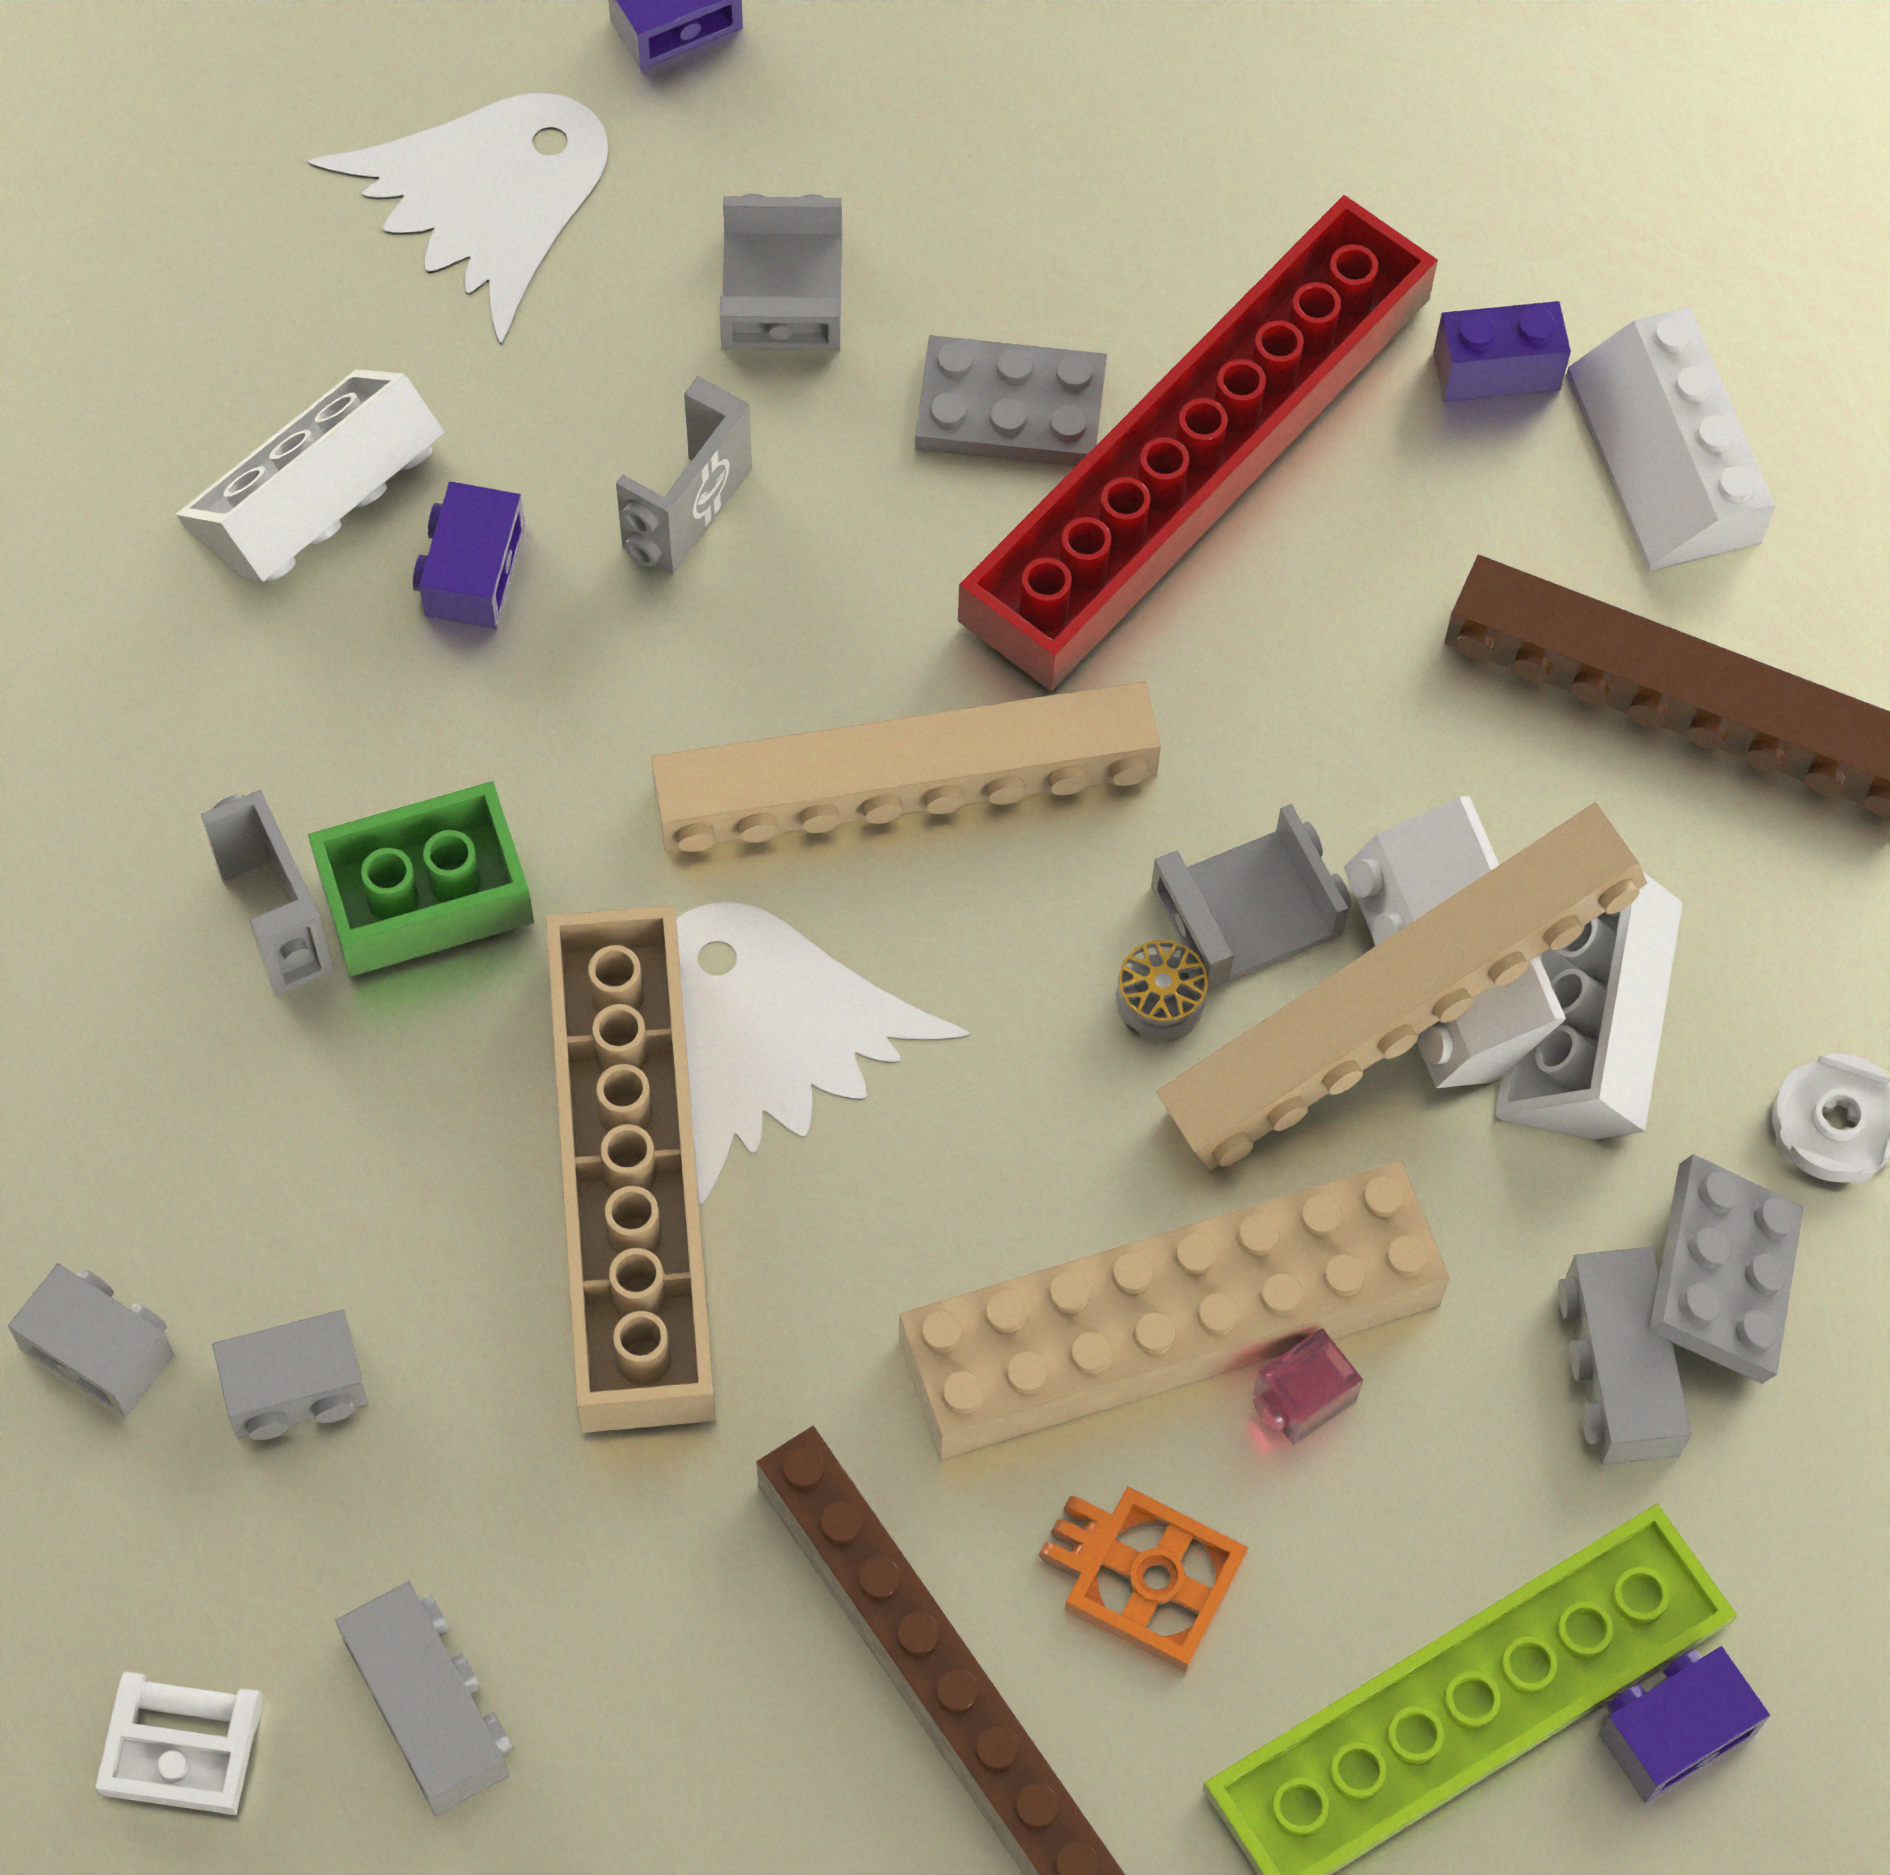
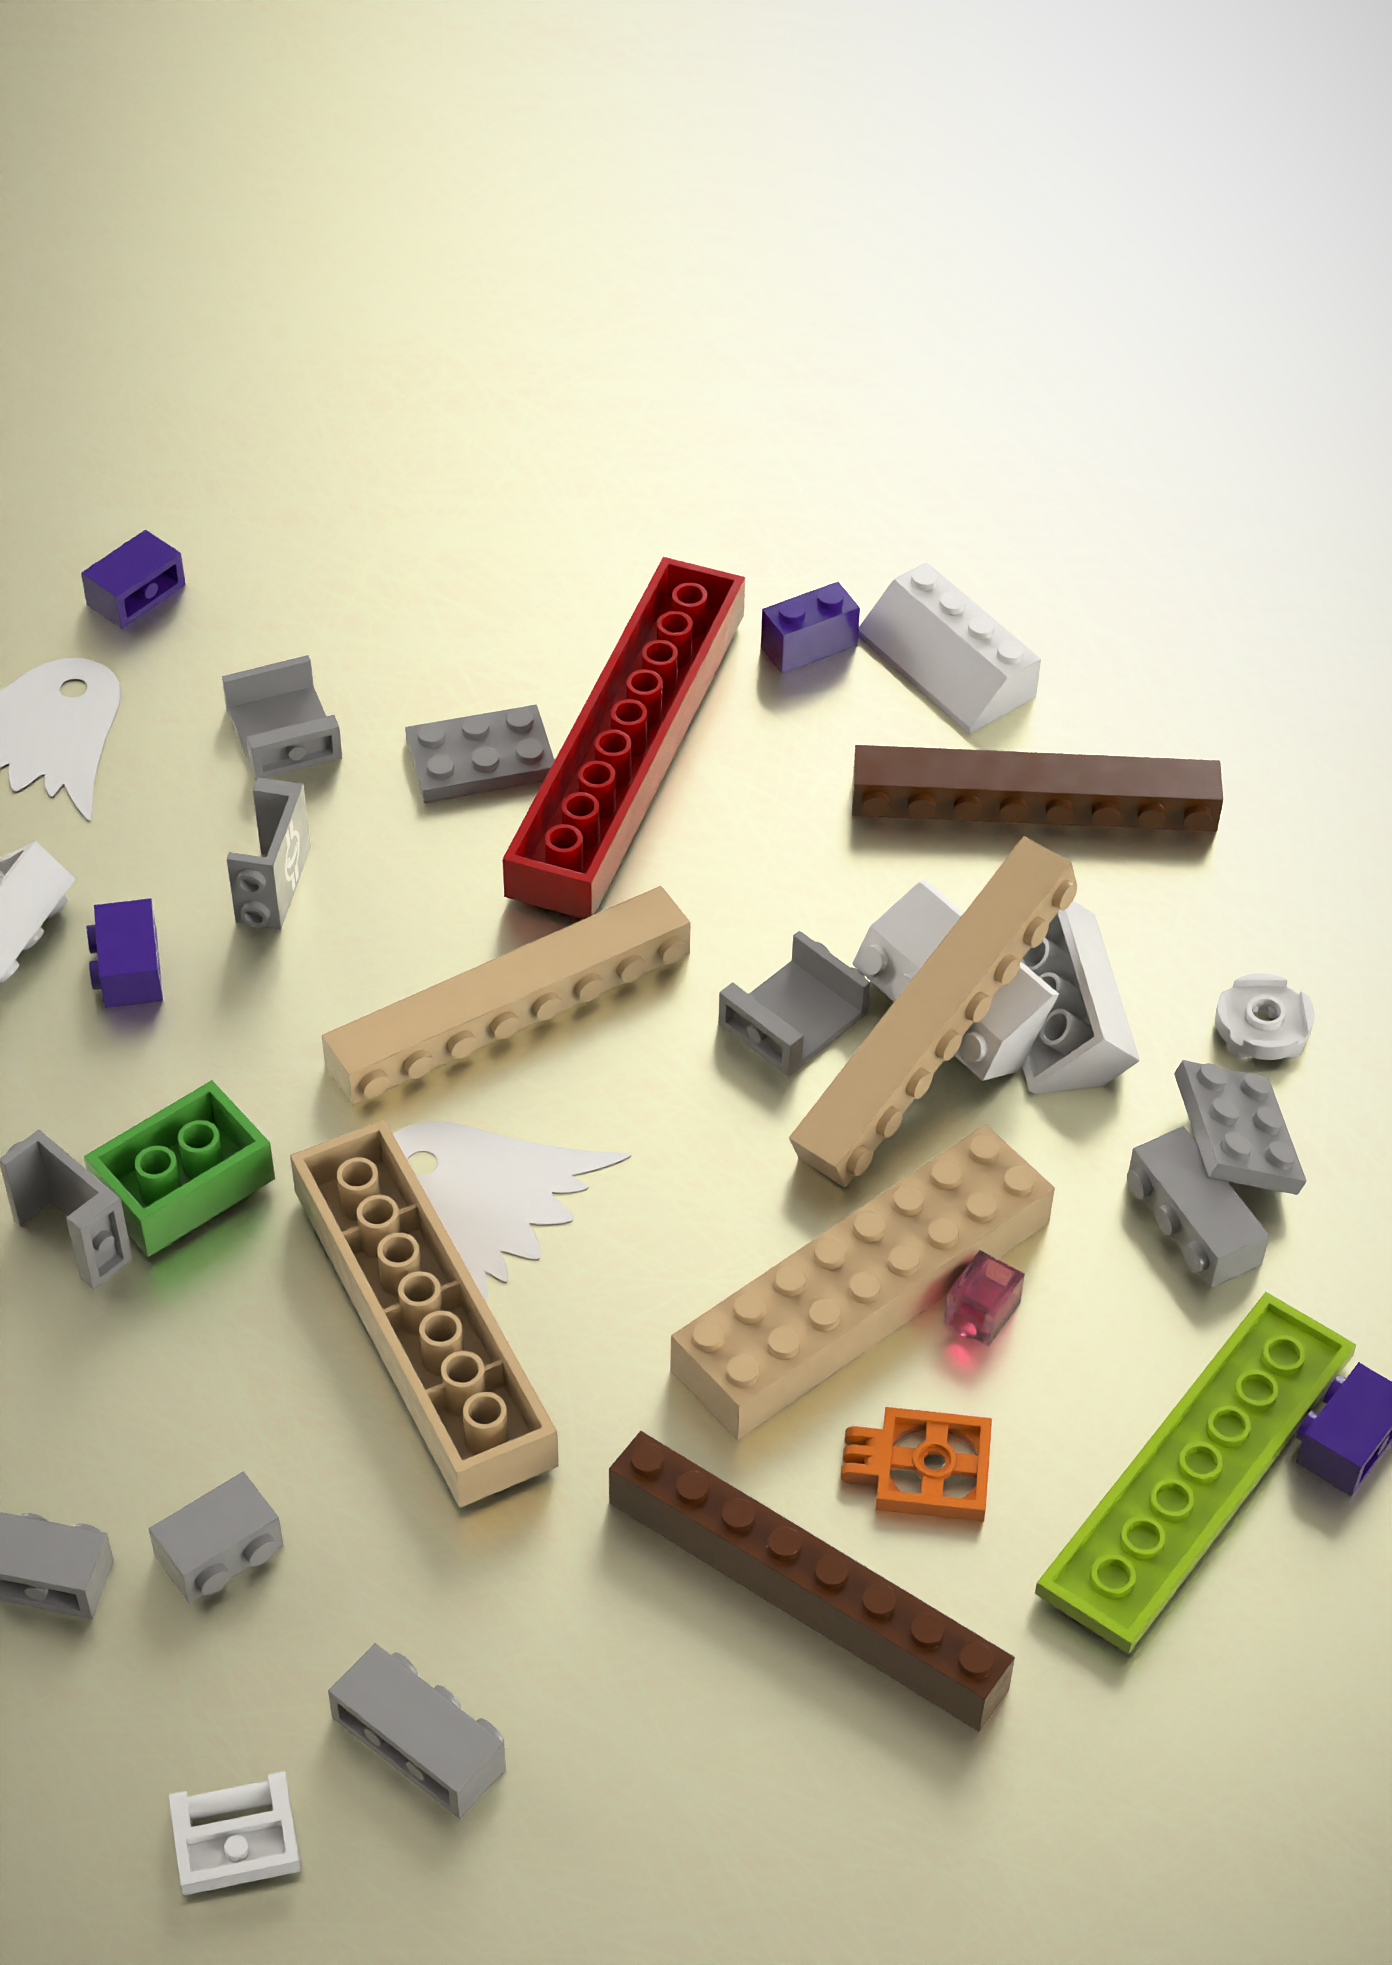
camera: 20 degrees left, 15 degrees down
(1162, 992) = (771, 1069): light grey wheel -> none

